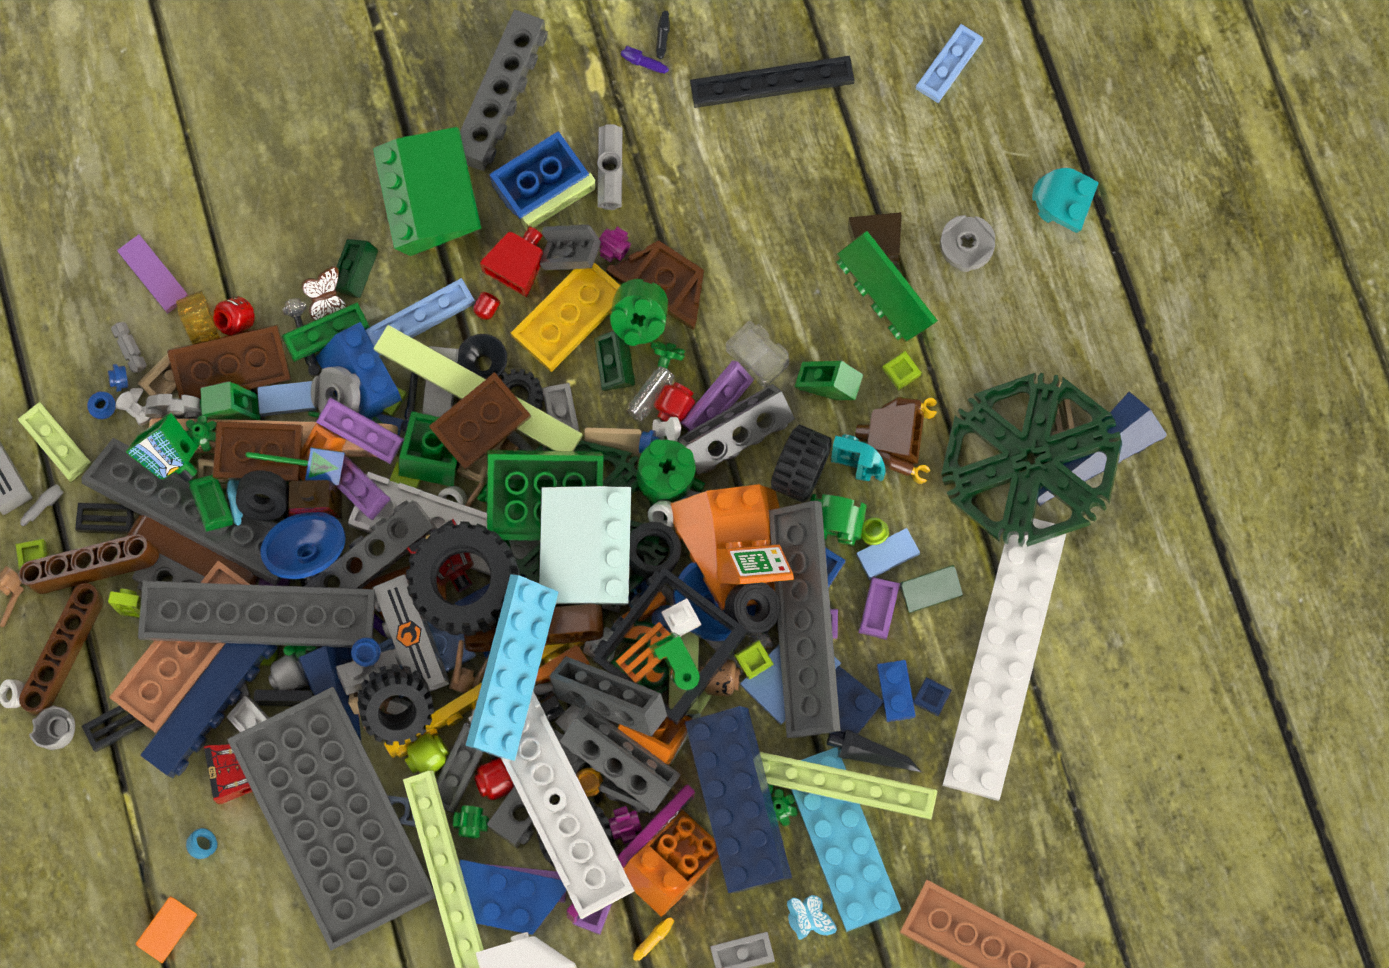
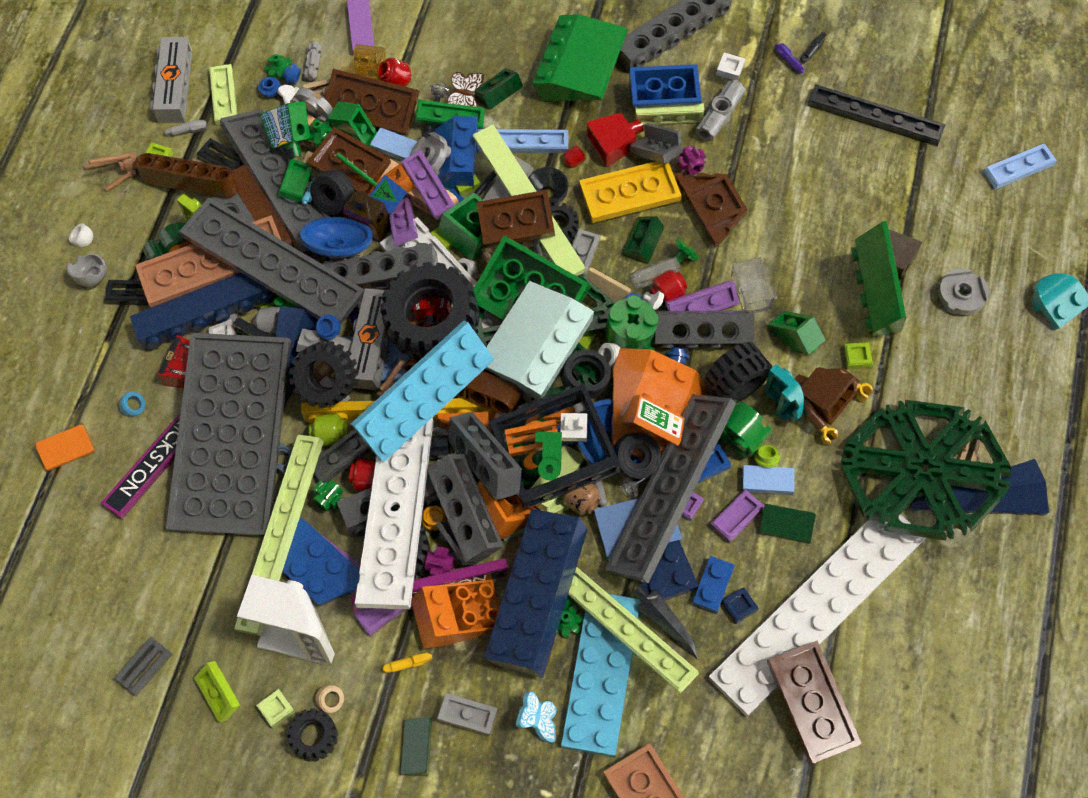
camera: 30 degrees right, 10 degrees down
(61, 635) = (141, 220): reddish brown beam -> none
(93, 375) = (277, 66): none -> green plant
(122, 651) = (168, 241): none -> dark green animal
(266, 899) = (144, 472): none -> tile
(591, 109) = (730, 66): none -> white tile
(639, 312) = (668, 212): green brick -> none
(726, 475) = (678, 355): none -> blue plate
(753, 659) = (614, 496): lime tile -> none
(1052, 752) = (813, 702): none -> plate

